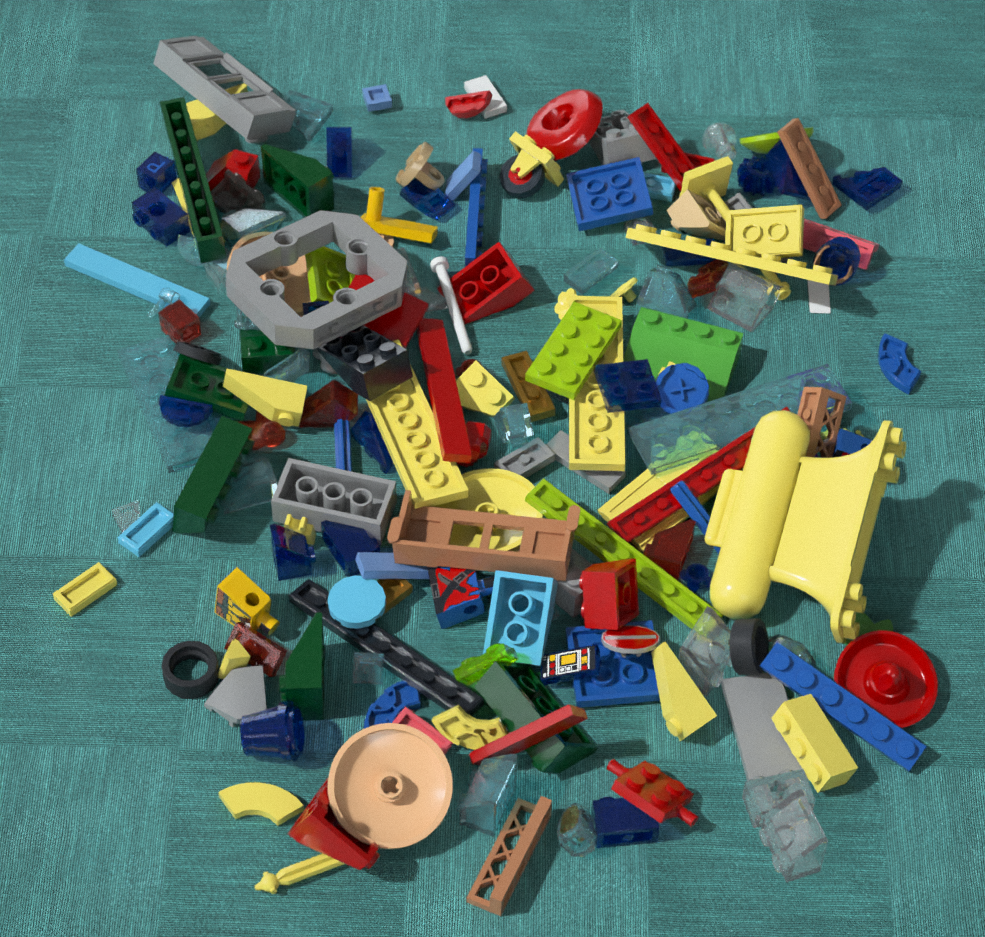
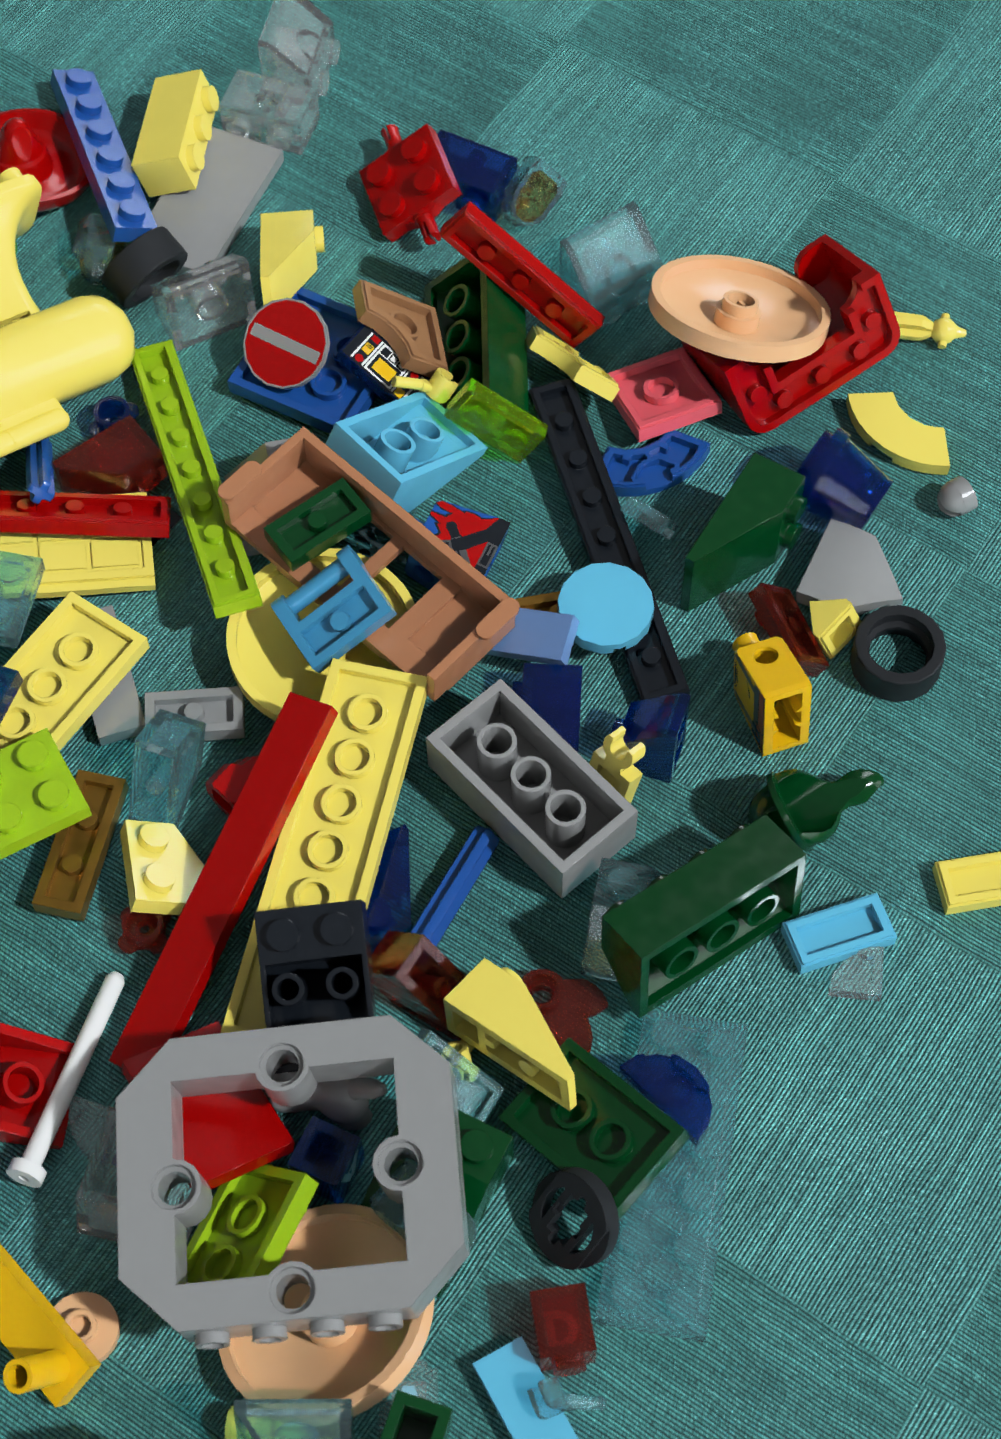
camera: 145 degrees left, 10 degrees up
(194, 560) = (809, 806): none -> dark green piece
(204, 775) = (957, 497): none -> light grey hinge
(478, 499) = (339, 621): none -> dark azure plate
(516, 858) = (645, 187): nougat fence -> none
(523, 530) = (317, 524): none -> dark green plate
(539, 661) = (437, 388): none -> light yellow hand
(578, 688) = (405, 324): none -> medium nougat tile
(609, 594) = (263, 405): red slope -> none

